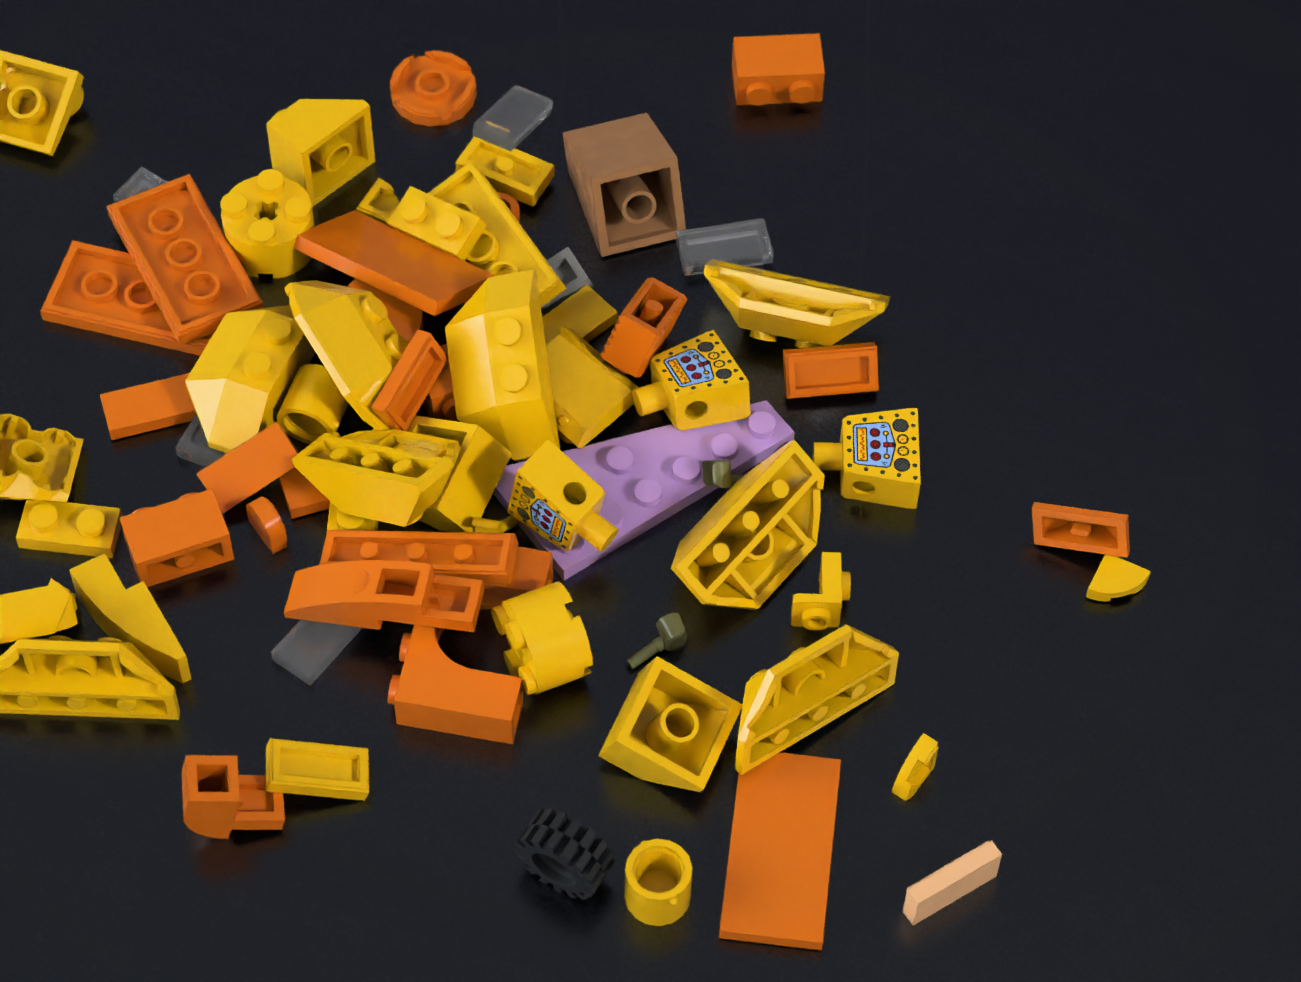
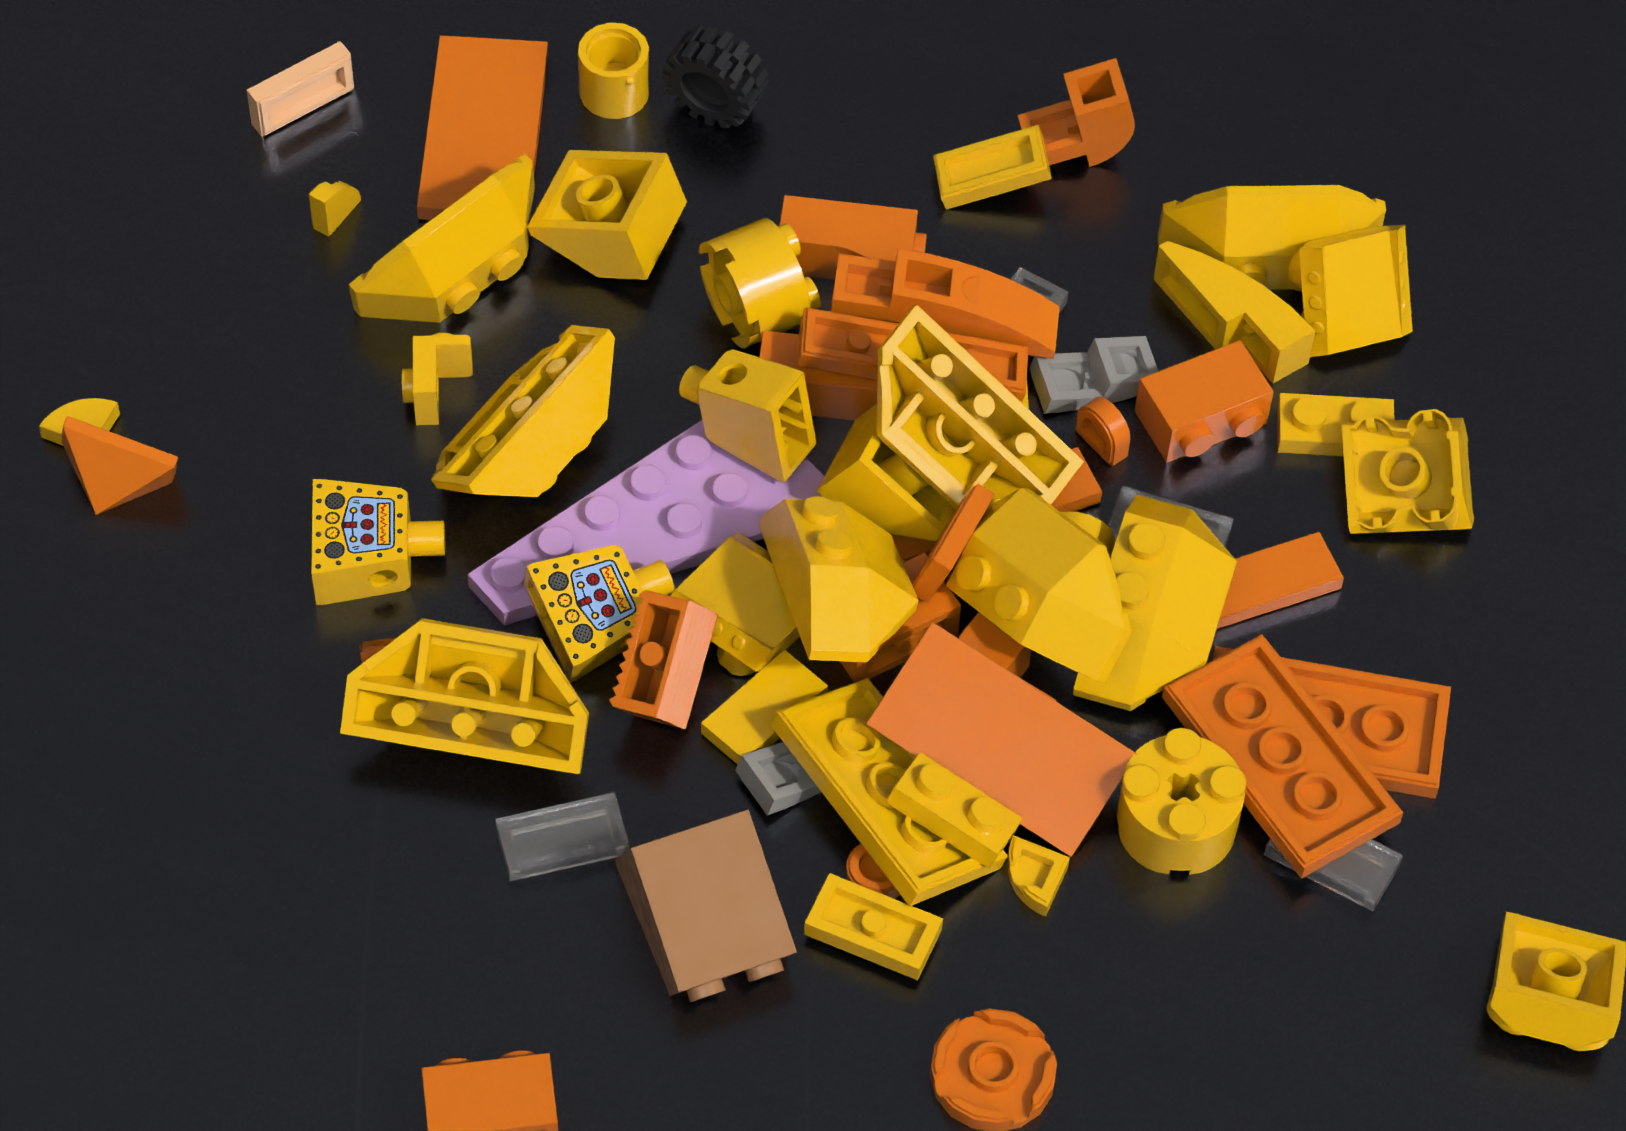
camera: 175 degrees right, 0 degrees up
(249, 466) = (1134, 476): orange tile -> none
(255, 583) = (1107, 371): none -> light grey slope
(321, 143) = (1134, 901): yellow slope -> none
(485, 525) = (836, 409): yellow hand -> none
(512, 118) = (870, 1002): clear tile -> none
(671, 638) = (627, 326): olive hand -> none
(718, 473) = (547, 504): olive hand -> none

